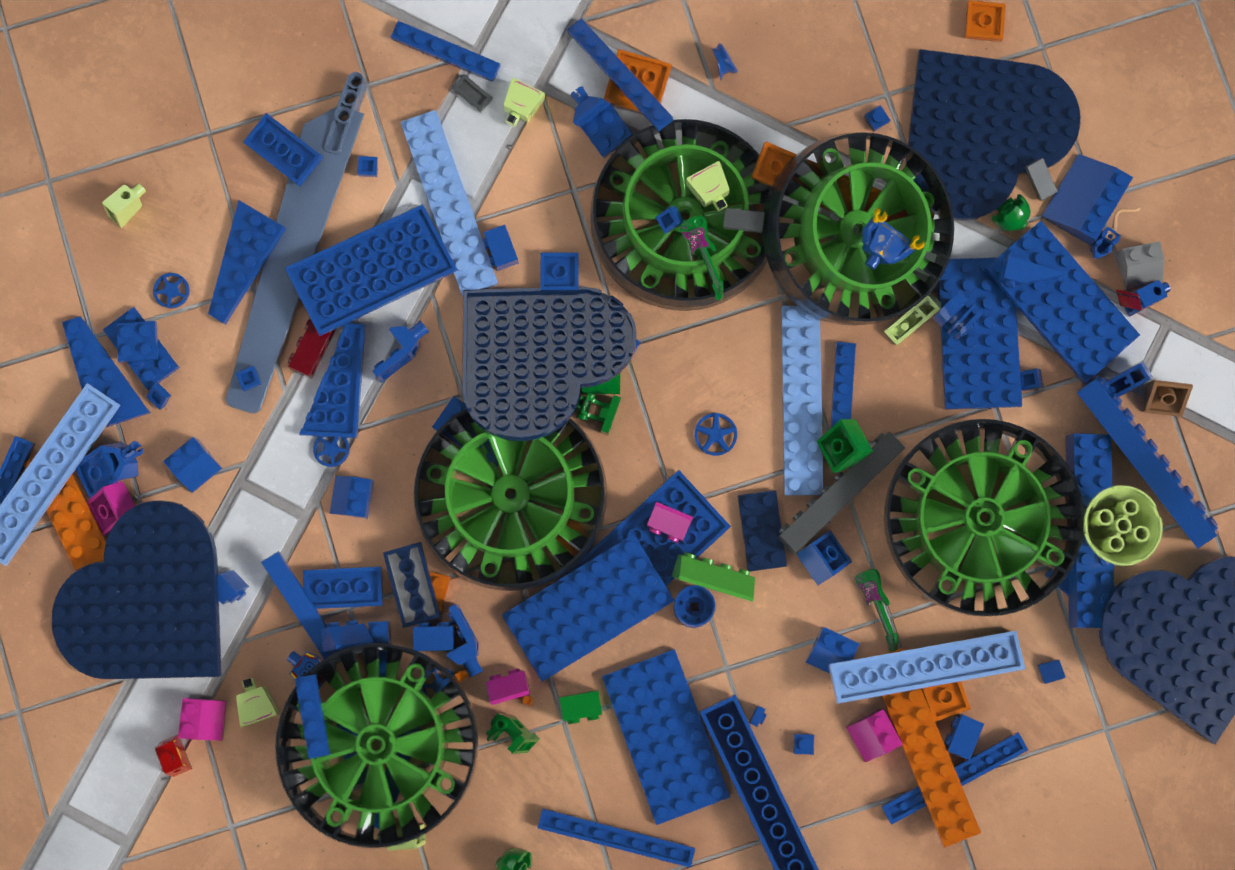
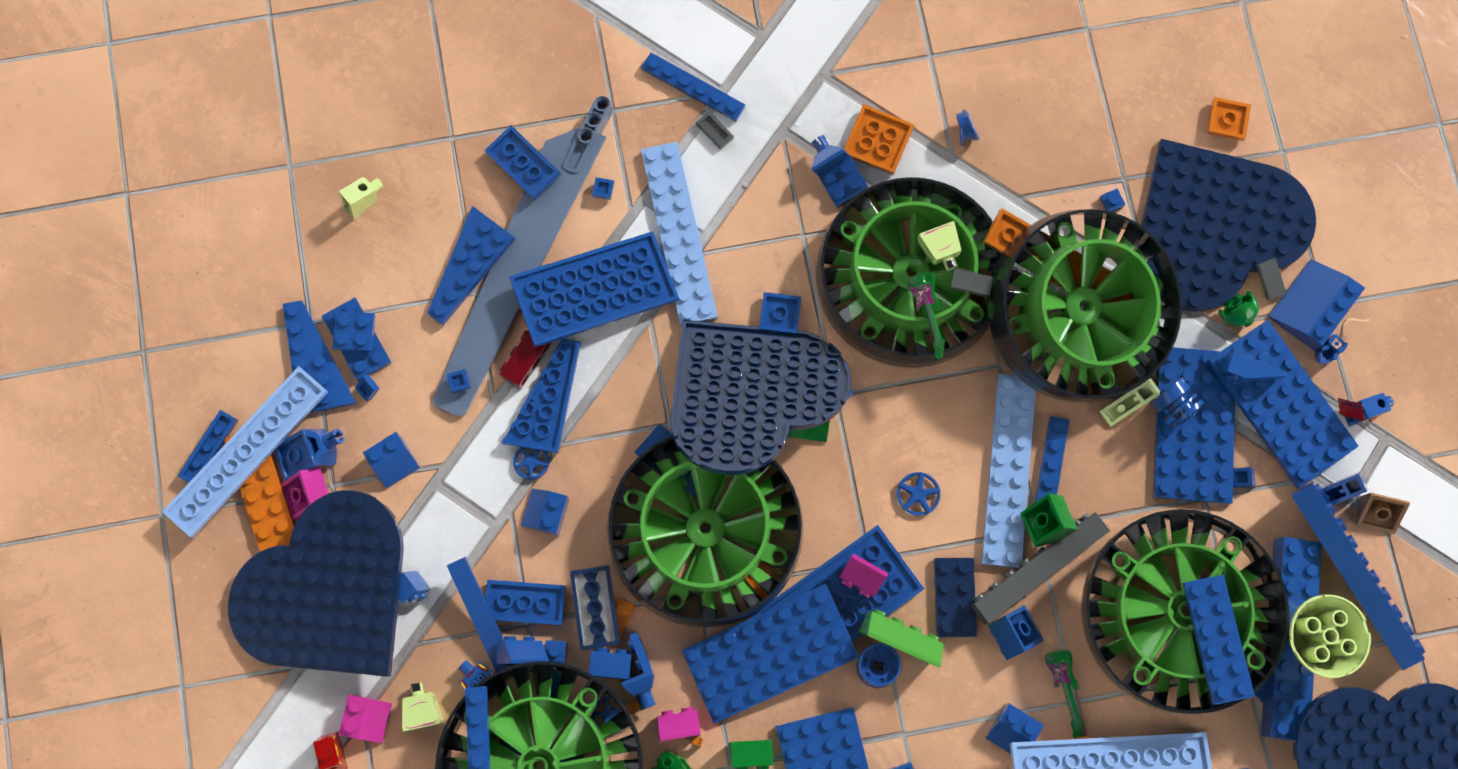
camera: 10 degrees right, 5 degrees down
(171, 290) = (394, 286): blue wheel -> none
(398, 358) = (622, 366): blue plate -> none
(501, 248) = (725, 283): blue brick -> none
(522, 102) = (762, 144): yellowish green torso -> none
(606, 414) = (811, 459): green tile -> none
(620, 75) = (863, 129): blue plate -> none
(669, 219) = (897, 273): blue slope -> none
(885, 243) = (1113, 321): blue torso -> none
(1017, 541) = (1218, 640): none -> blue plate
(1141, 265) = (1365, 376): light grey slope -> none

